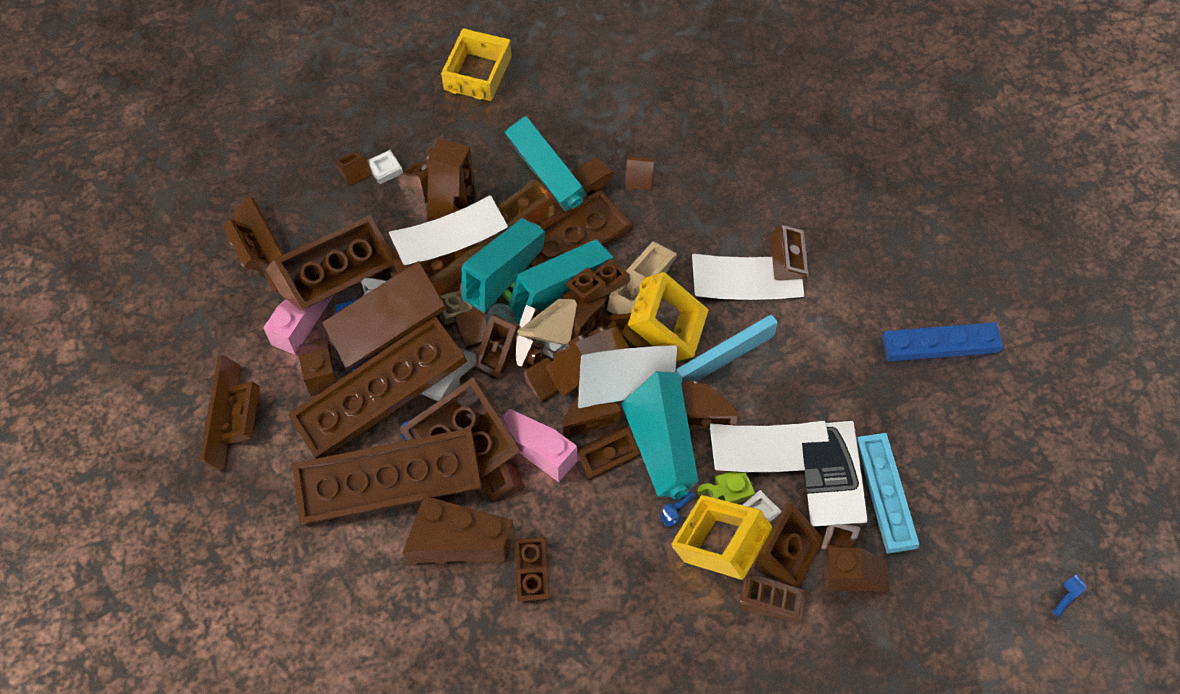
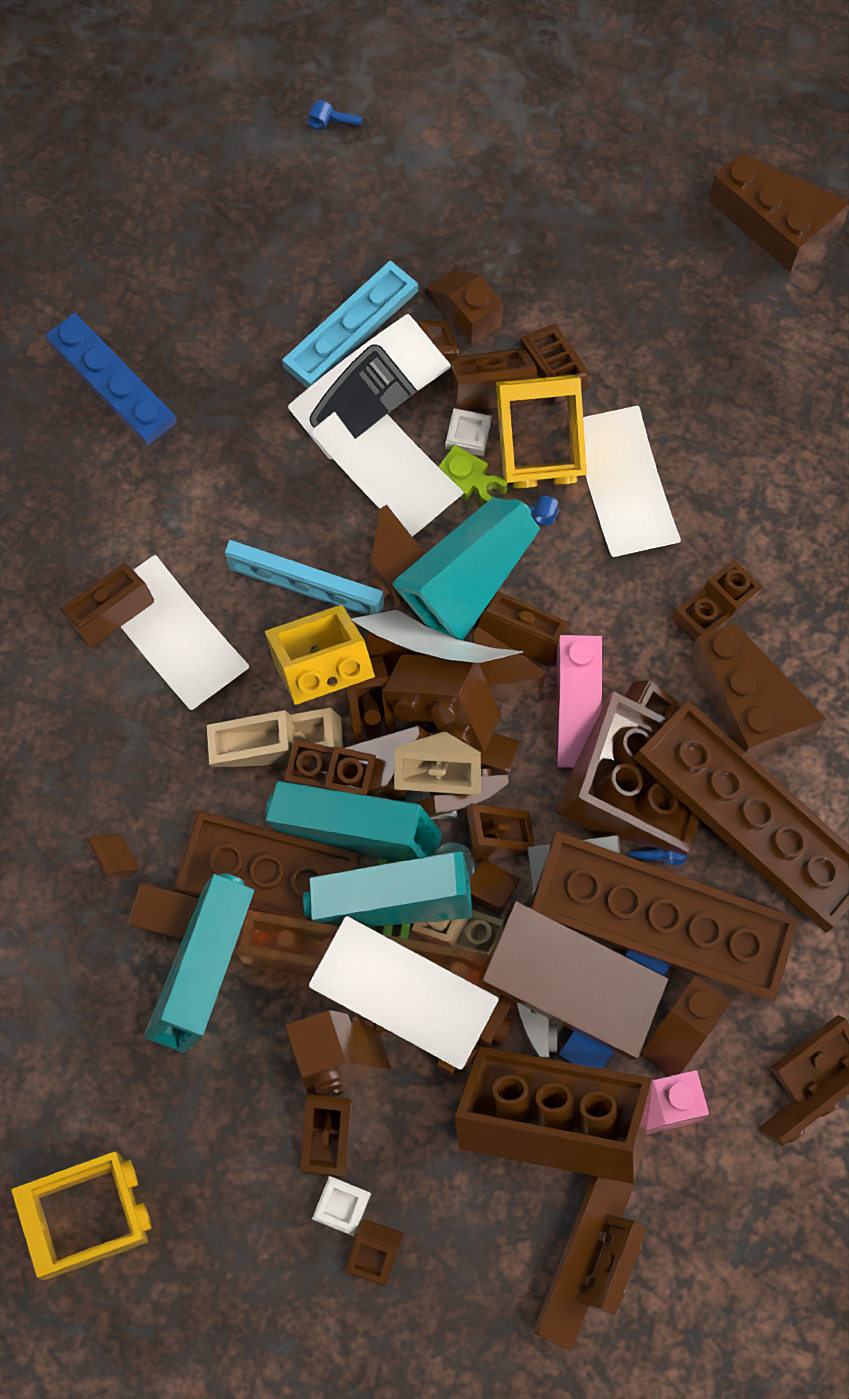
camera: 130 degrees left, 10 degrees up
(654, 580) = (626, 483): none -> white sticker

